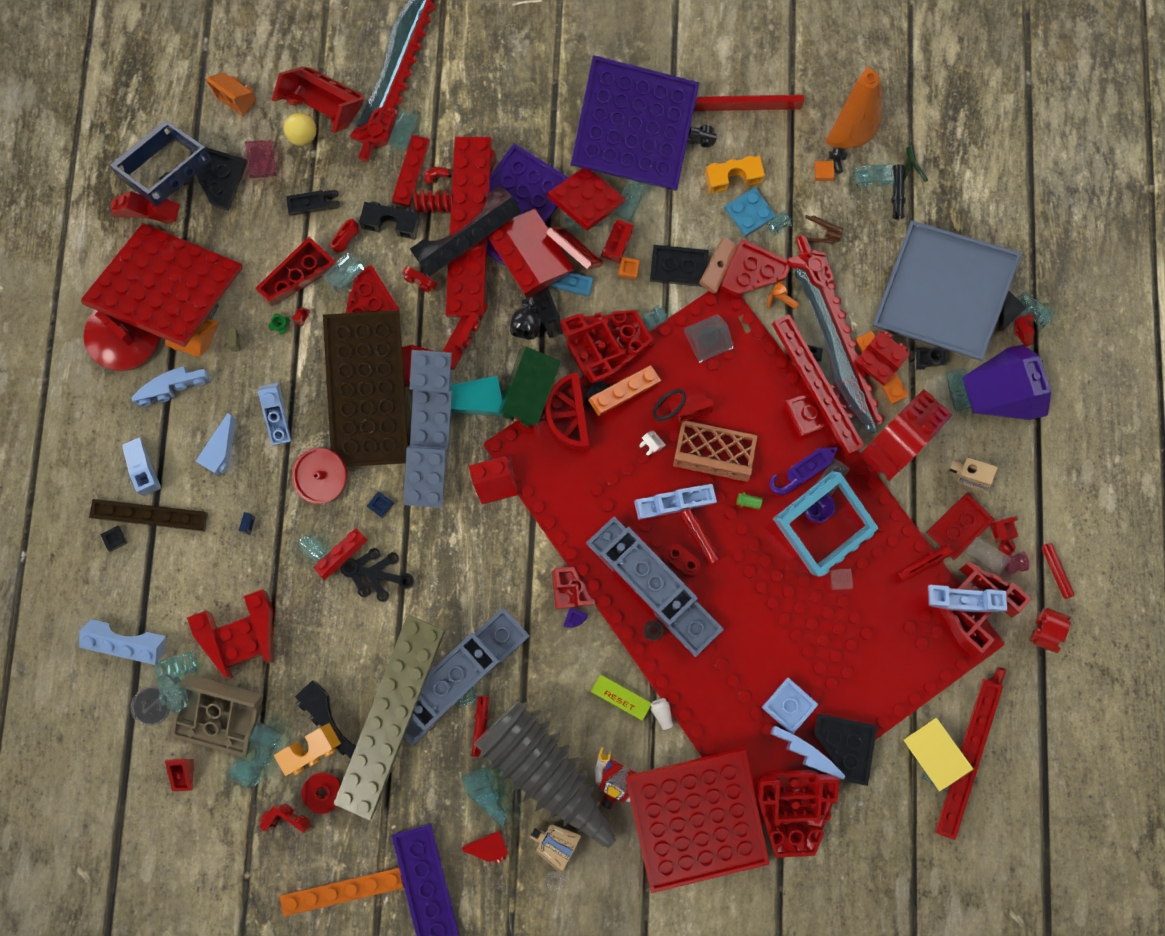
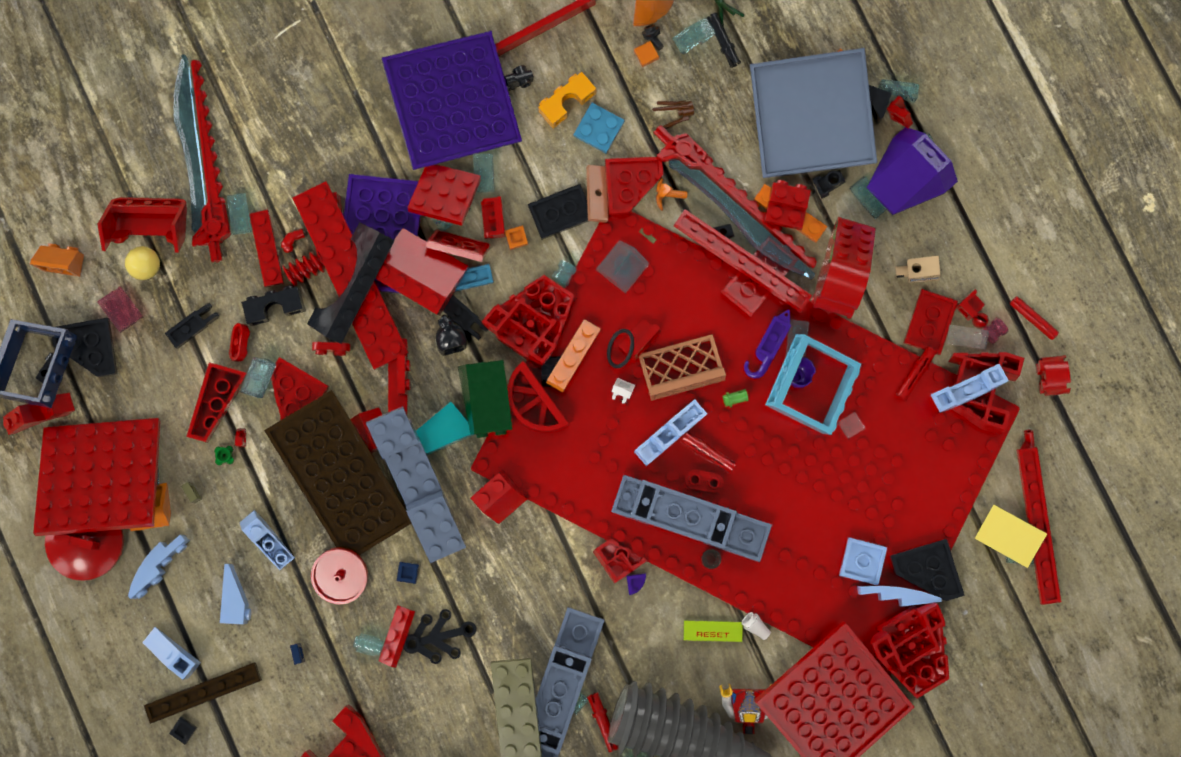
camera: 25 degrees left, 5 degrees up
(779, 223) = (631, 125): clear light blue bush -> none

